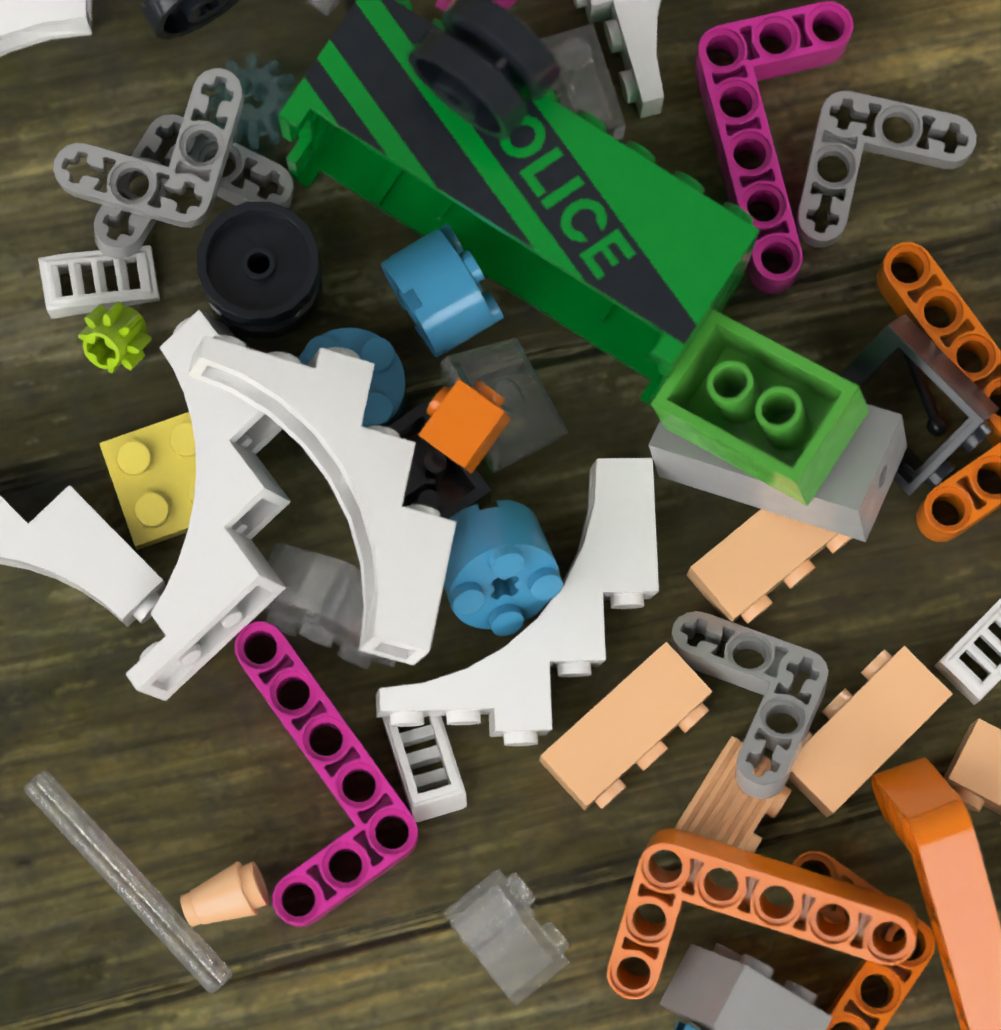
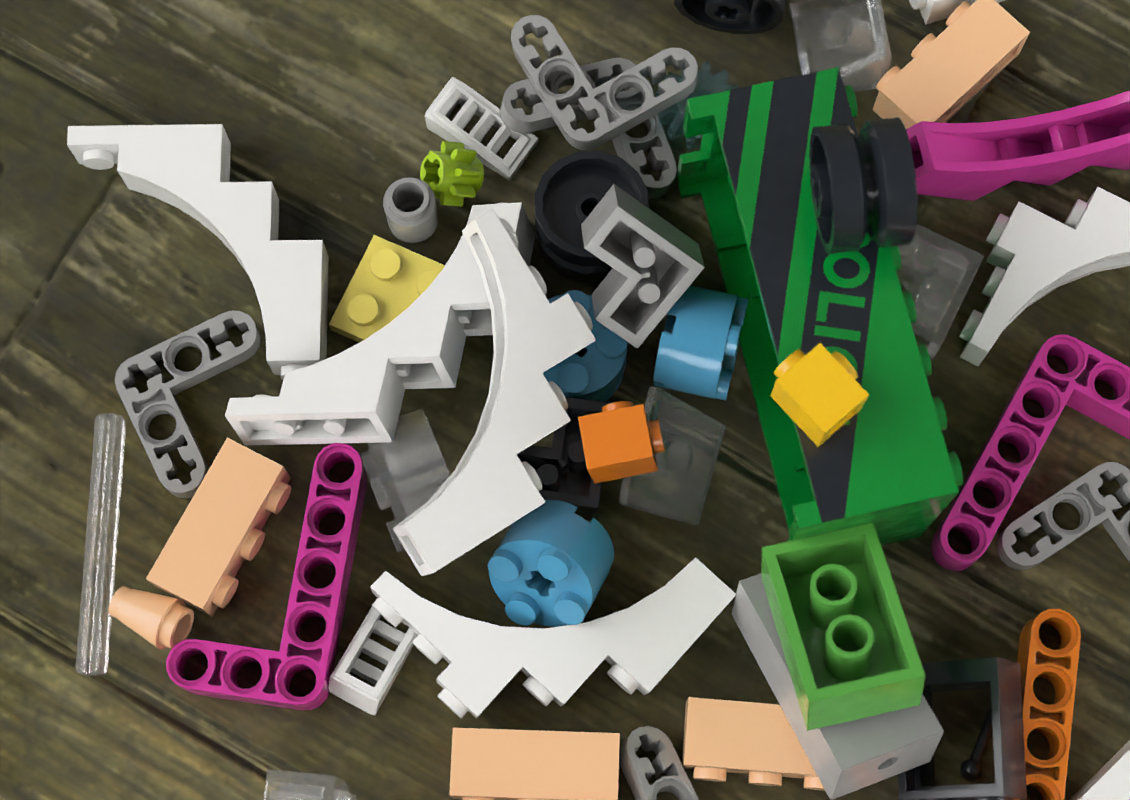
camera: 50 degrees right, 5 degrees down
(62, 729) = (161, 394): none -> light grey beam
(104, 382) = (411, 210): none -> light grey brick
(213, 779) = (221, 528): none -> light nougat brick
(355, 270) = (648, 262): none -> light grey brick
(594, 250) = (818, 391): none -> yellow brick

